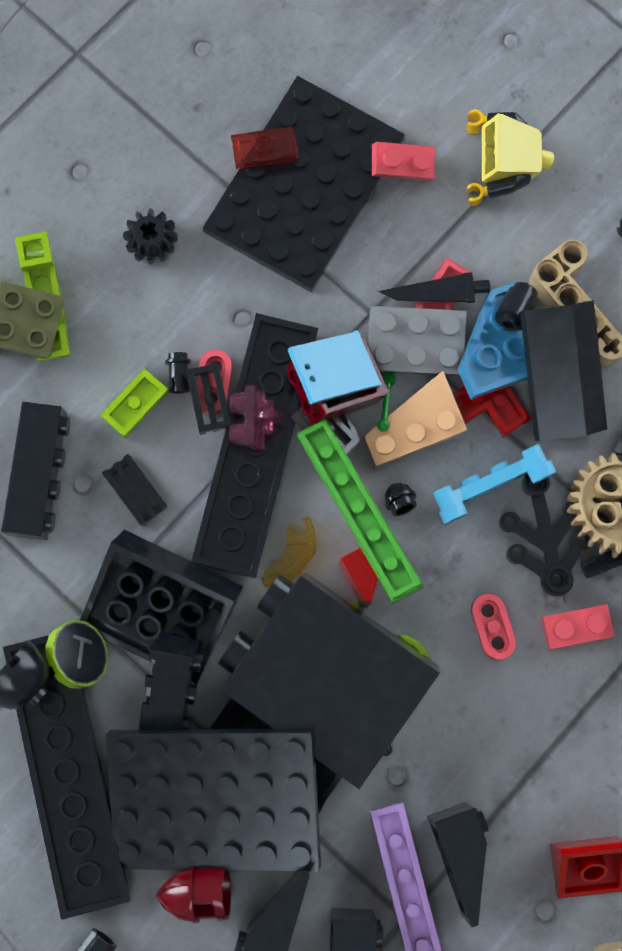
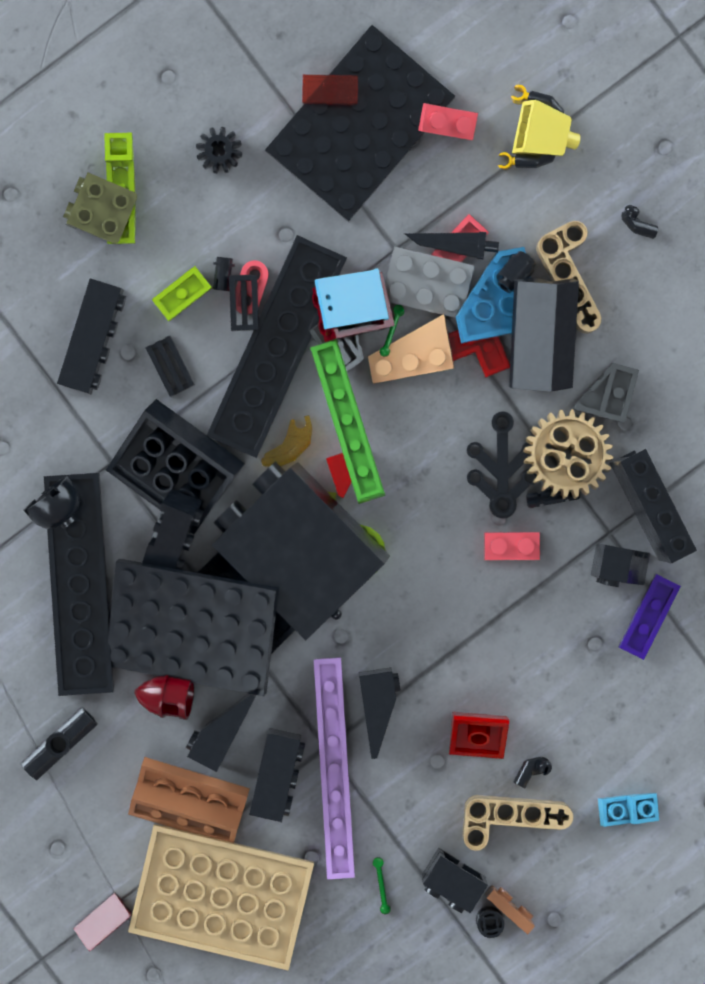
camera: 15 degrees right, 10 degrees up
(77, 654) = (102, 493): black tile -> none
(258, 418) = (281, 327): clear pink hips -> none
(400, 499) = (387, 414): black plate -> none
(452, 502) = (427, 426): medium azure plate -> none
(495, 626) = (442, 533): coral plate -> none

